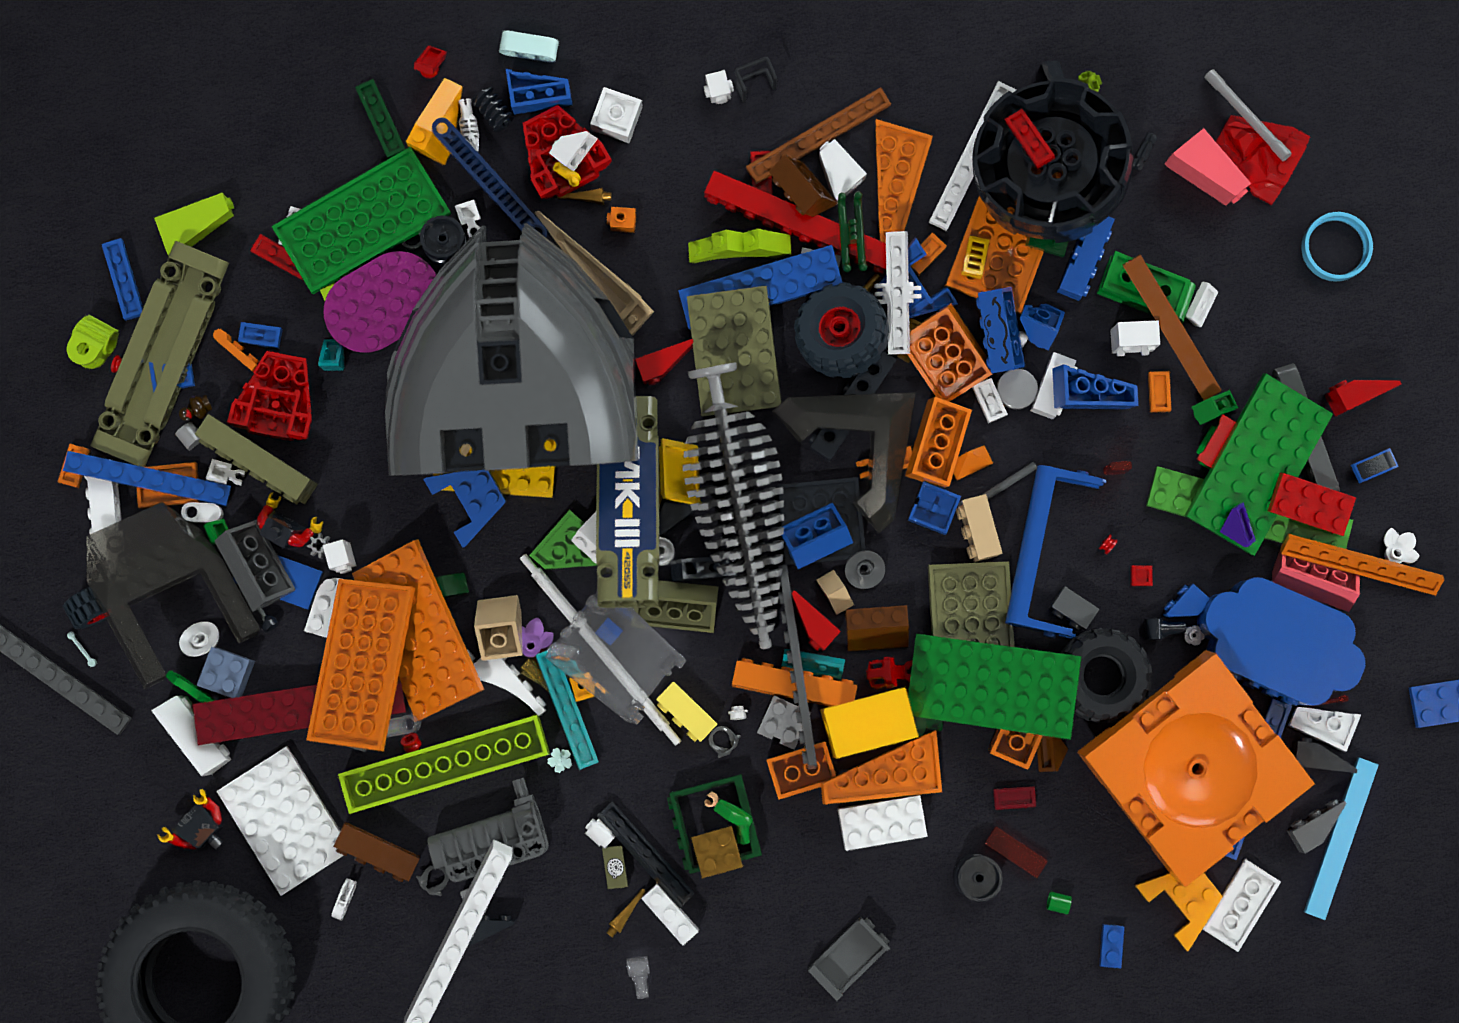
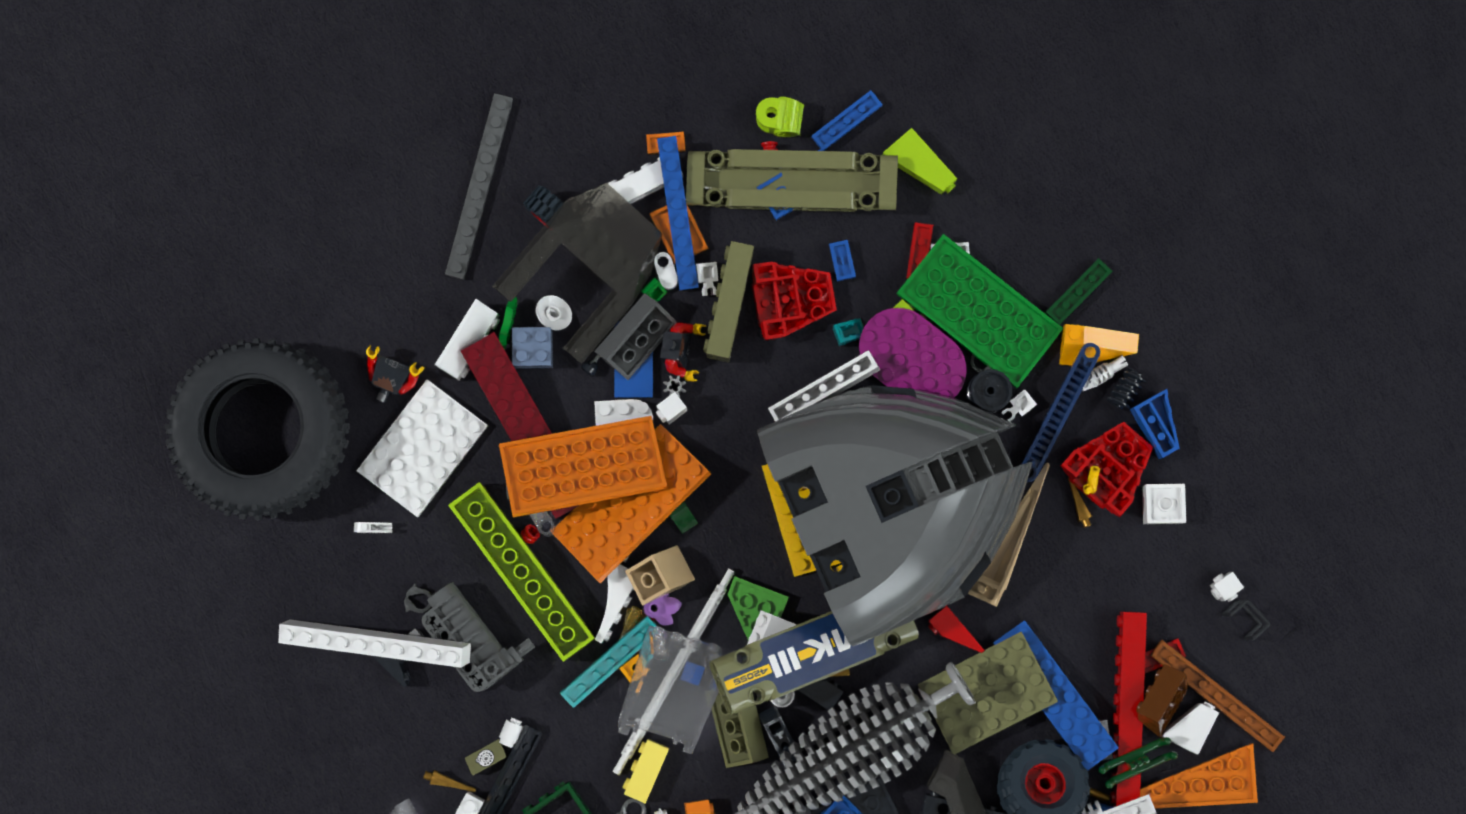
camera: 70 degrees right, 0 degrees up
(91, 662) = (499, 226): light aqua hinge -> none
(187, 436) = (729, 233): light grey brick -> none
(197, 406) = (757, 230): dark brown animal -> none
(235, 349) = (821, 244): orange hinge -> none
(374, 382) = (827, 386): none -> white brick
(376, 851) = (424, 540): reddish brown brick -> none
(429, 61) = (1148, 316): red tile -> none
(478, 495) = (768, 513): blue wing -> none
(528, 46) = (1197, 399): light aqua beam -> none
(560, 760) = (562, 672): light aqua plant -> none
(572, 148) = (1116, 477): white slope -> none
(622, 219) = (1070, 544): orange brick -> none
(672, 474) = (856, 678): yellow piece -> none
(737, 244) = (1087, 662): lime arch -> none

